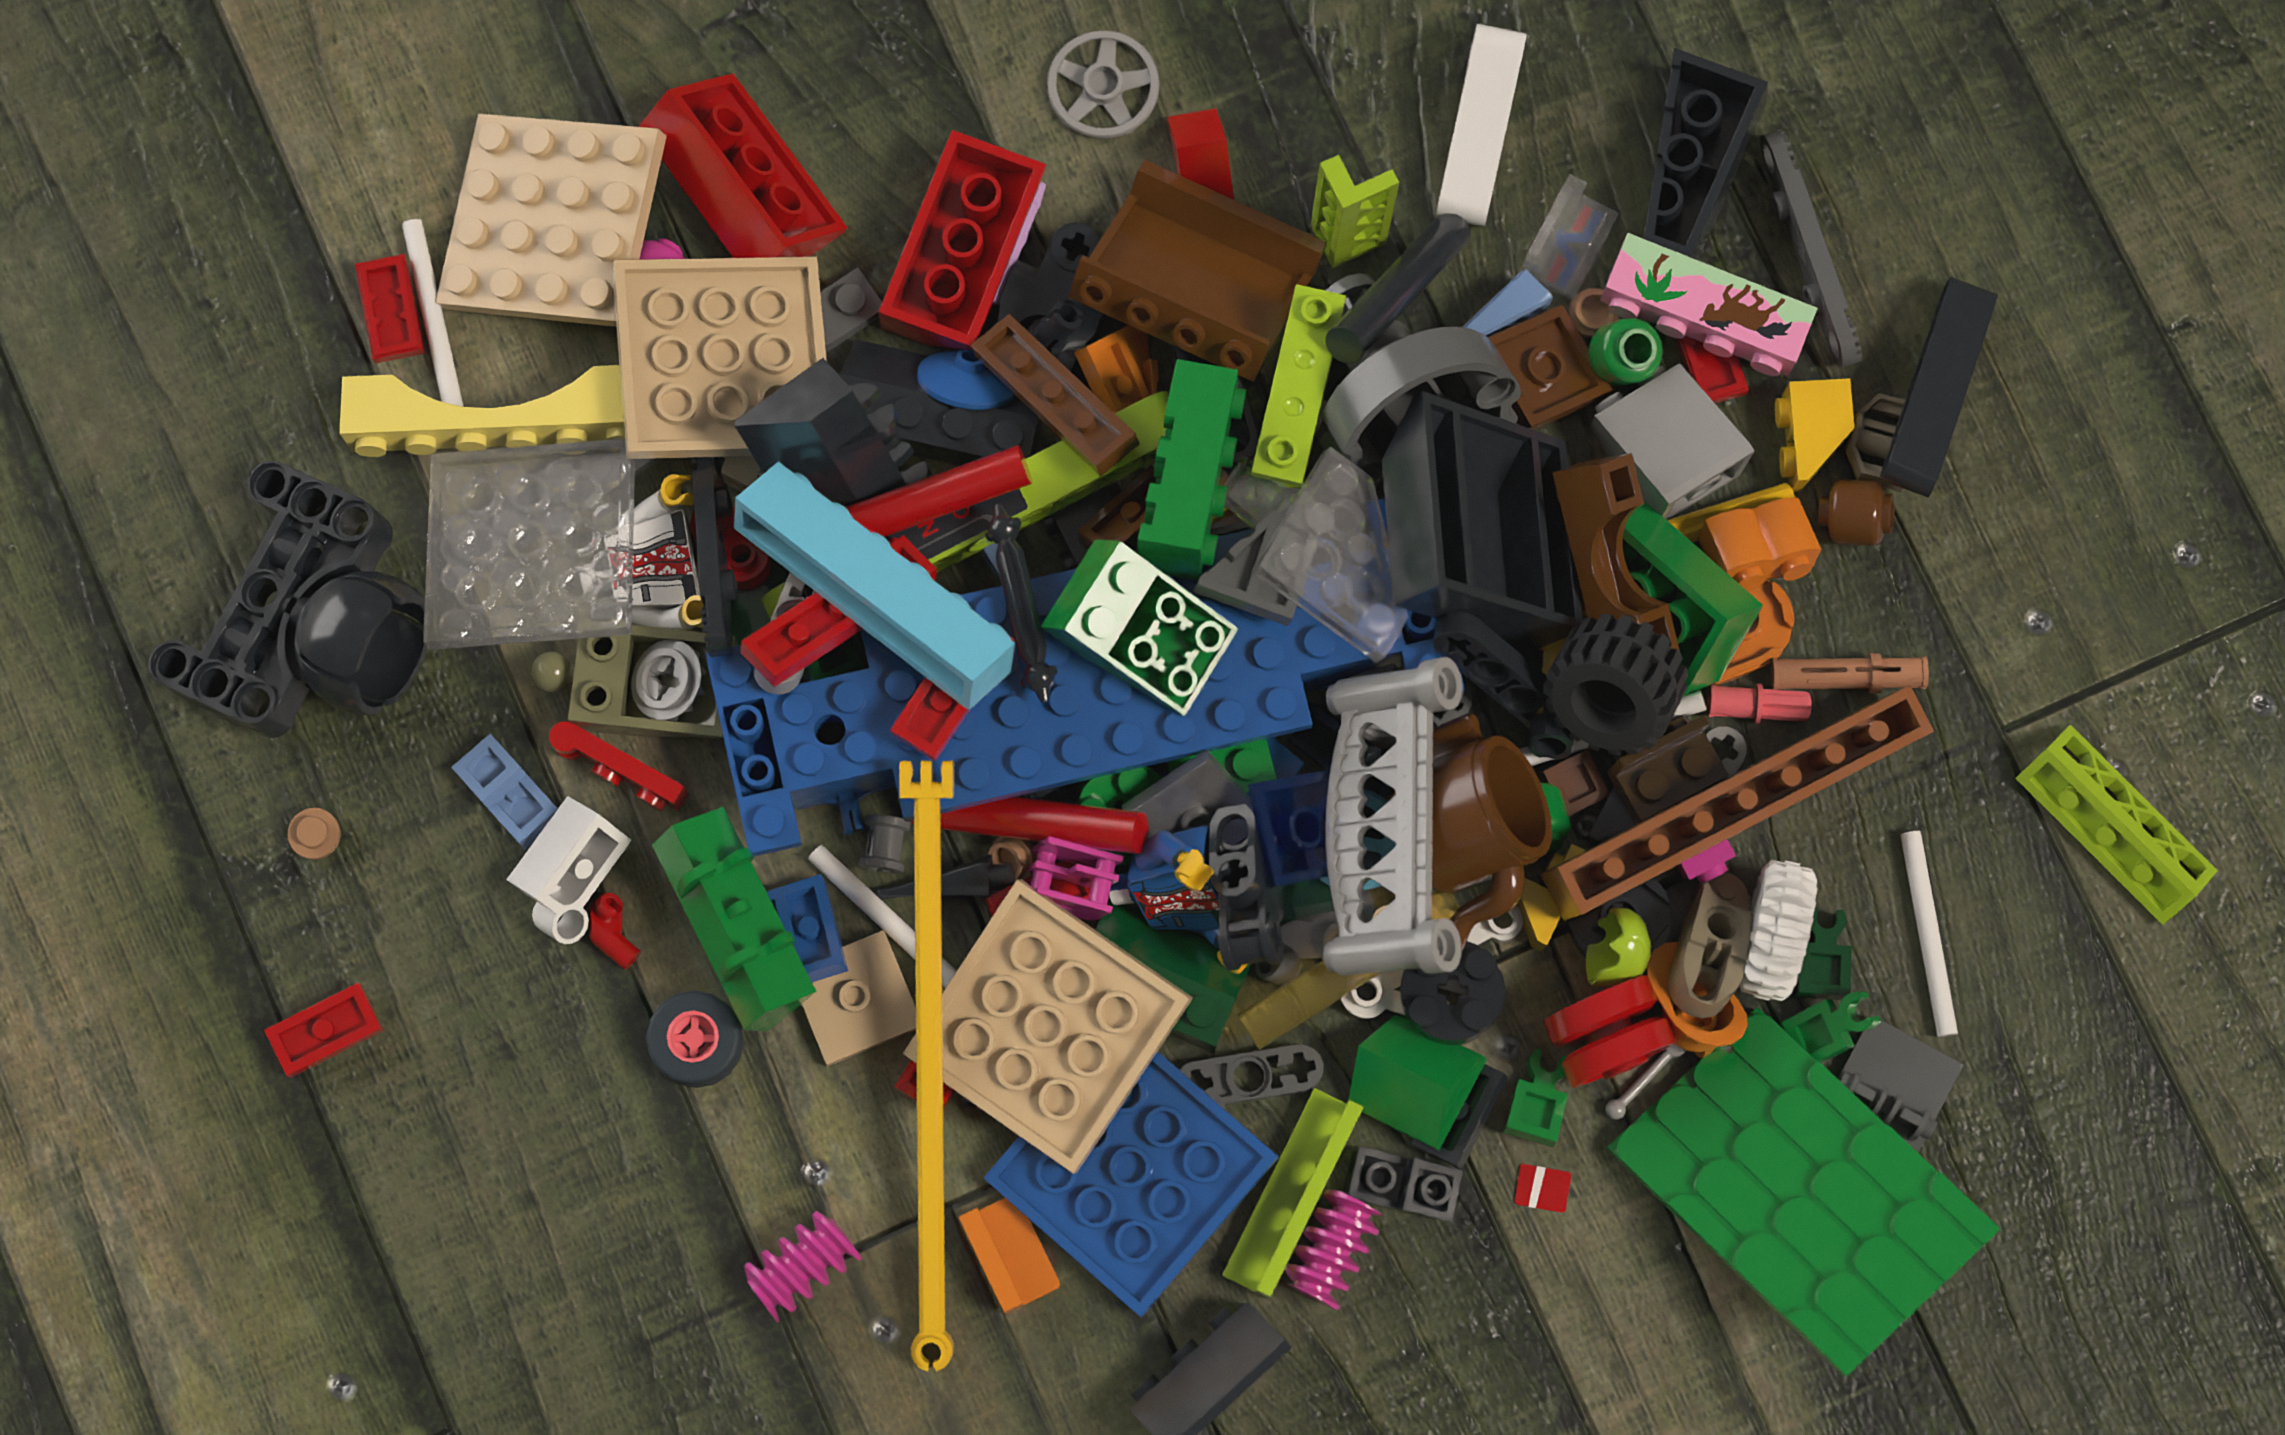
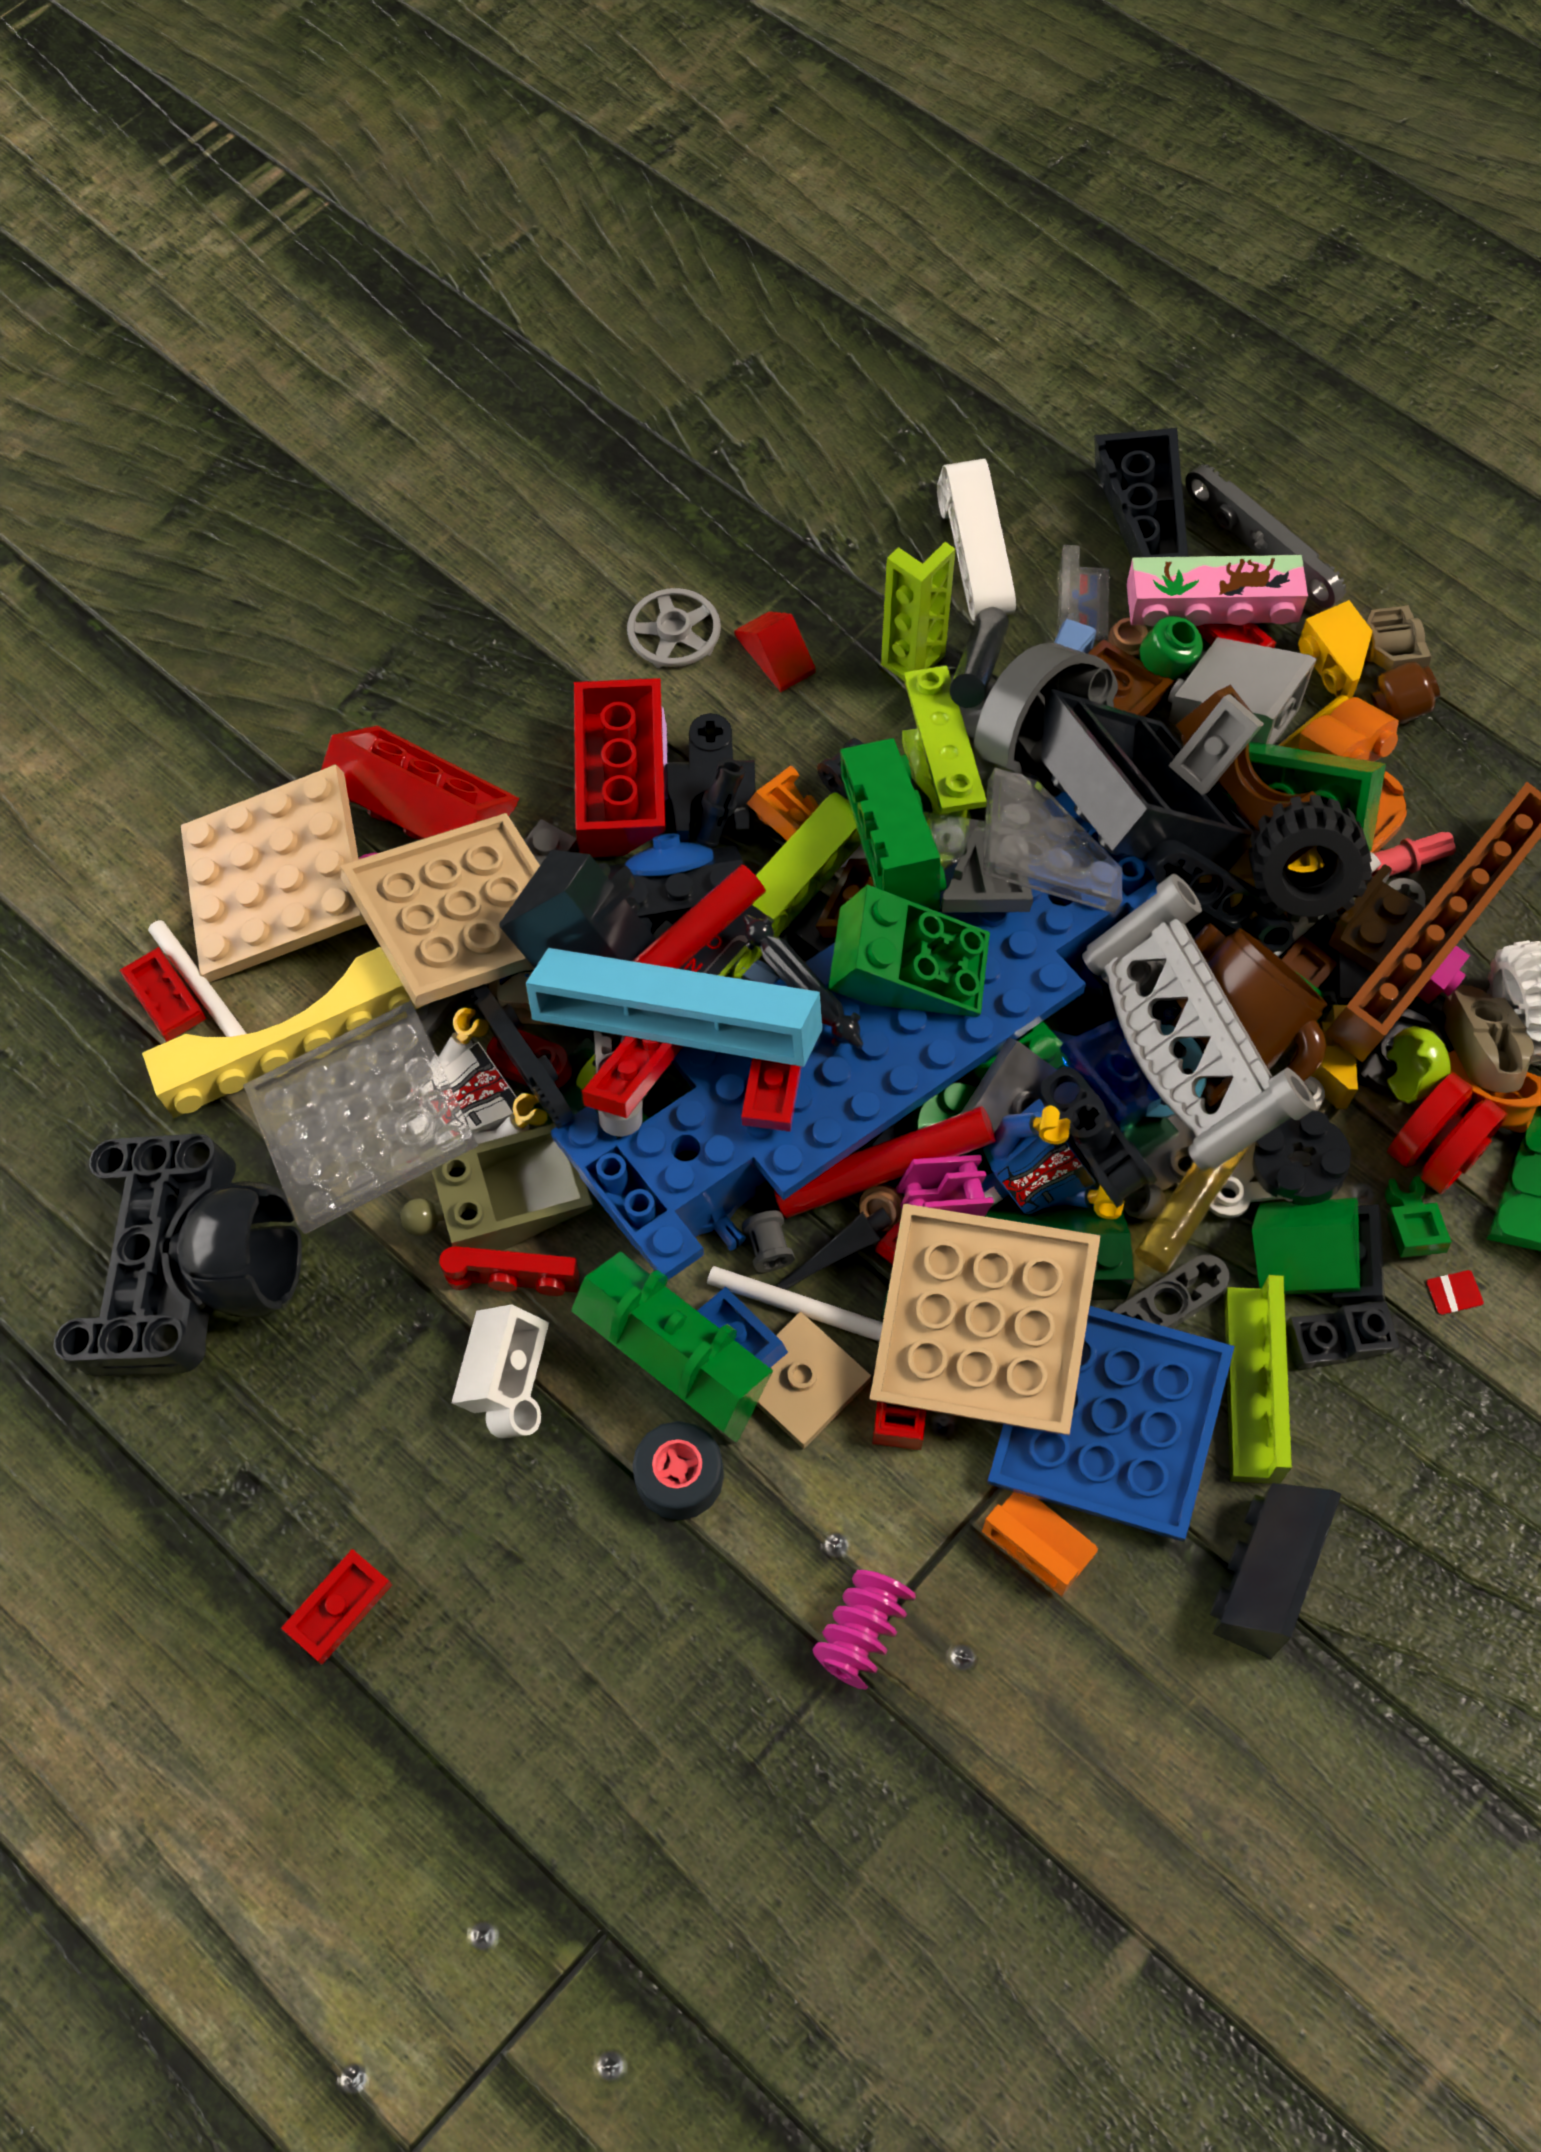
camera: 20 degrees left, 15 degrees down
(314, 833) = (260, 1439): medium nougat plate -> none
(506, 790) = (418, 1333): medium blue slope -> none
(606, 930) = (558, 1413): red arm -> none
(664, 659) = (512, 1168): light grey gear -> none
(929, 1055) = (899, 1394): yellow hinge -> none
(1055, 395) = (751, 825): reddish brown plate -> none
(1198, 270) = (814, 704): reddish brown panel -> none
(1332, 1248) = (1312, 1408): dark pink piece -> none
(1575, 520) = (1216, 744): none -> light grey plate
(1617, 1108) = (1479, 1201): light grey hinge -> none
(1850, 673) = (1482, 800): nougat pin -> none
(1938, 387) = (1418, 582): black beam -> none

